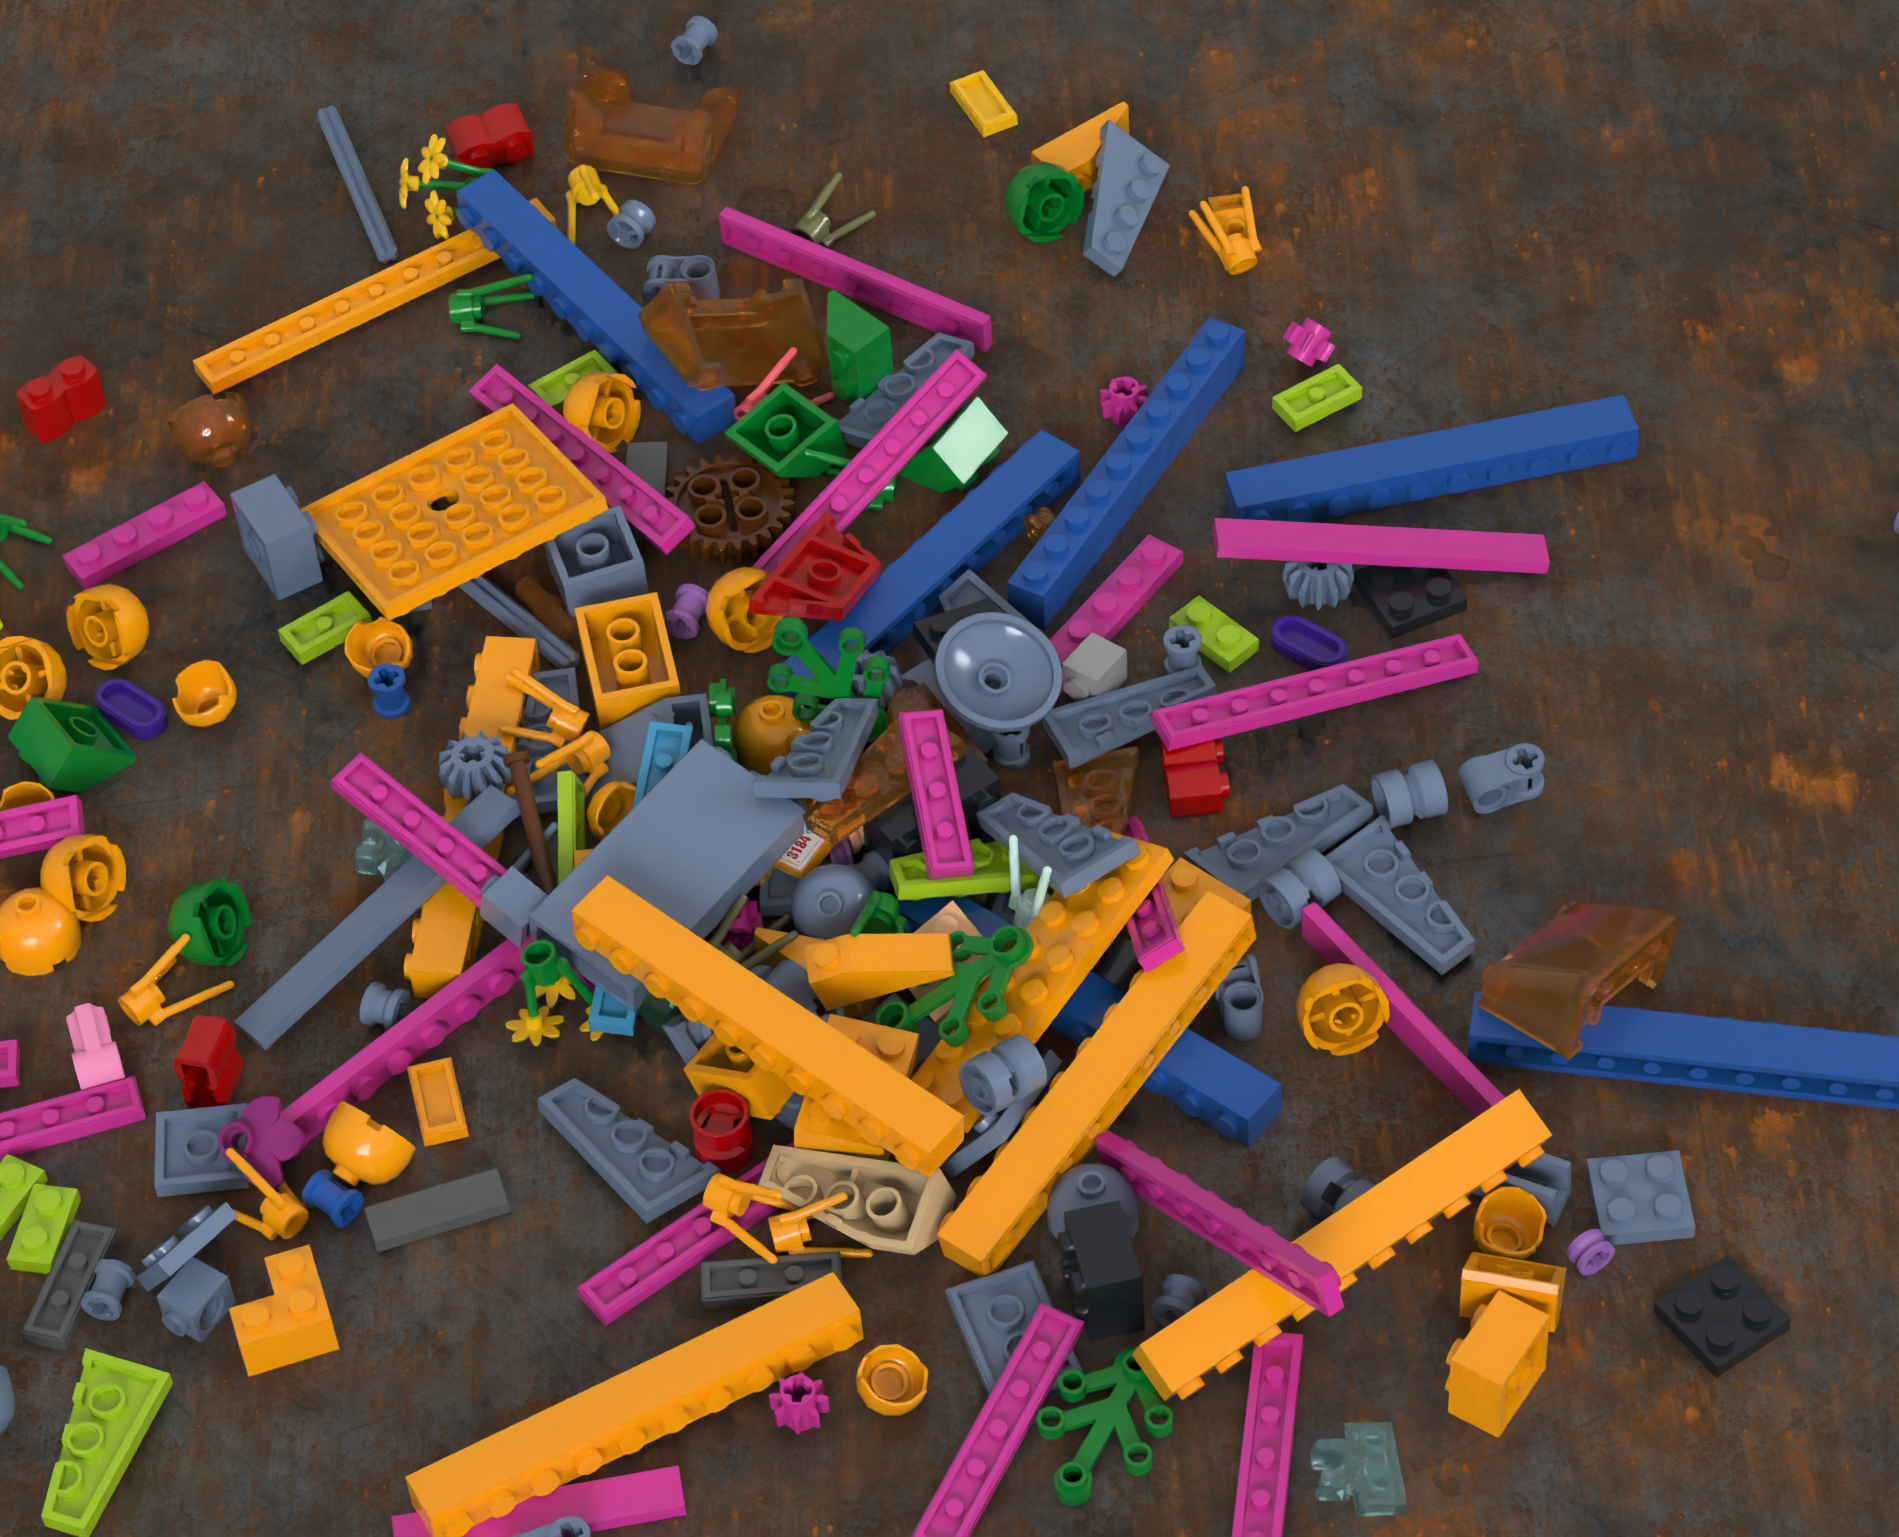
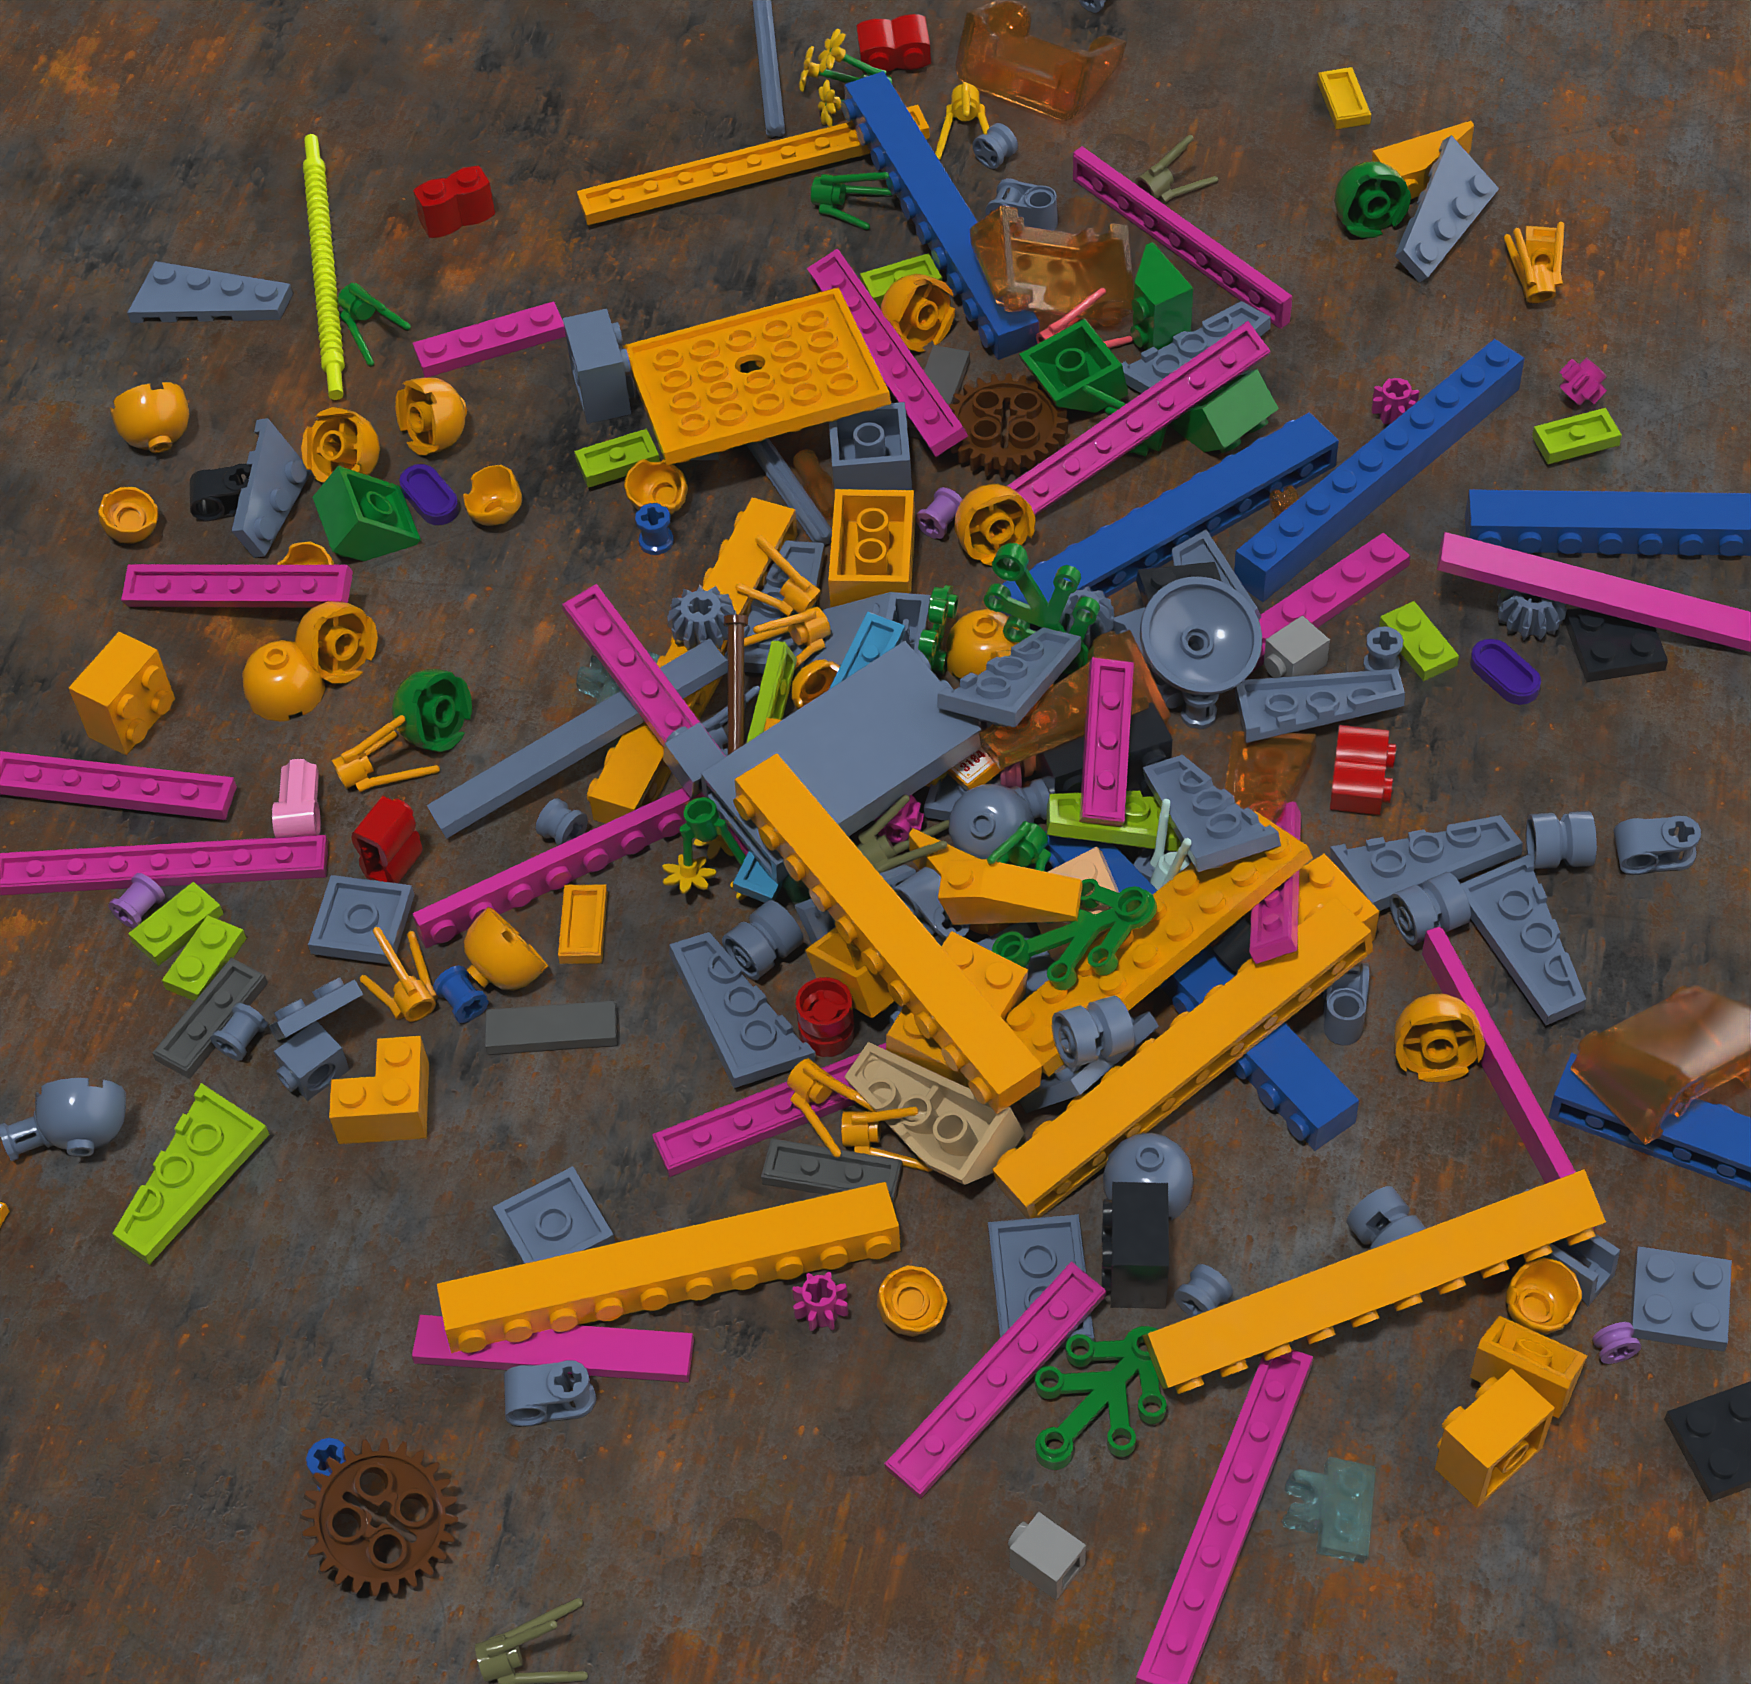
camera: 15 degrees right, 5 degrees up
(212, 429) = (572, 256): clear orange cylinder -> none
(268, 1139) = (415, 925): magenta plate -> none
(499, 1391) = (553, 1219): none -> sand blue plate
(633, 1070) = (767, 936): none -> sand blue wheel
(818, 577) = (1063, 508): red wing -> none
(1224, 1225) = (1263, 1238): dark pink plate -> none
(1313, 692) = (1497, 719): dark pink tile -> none

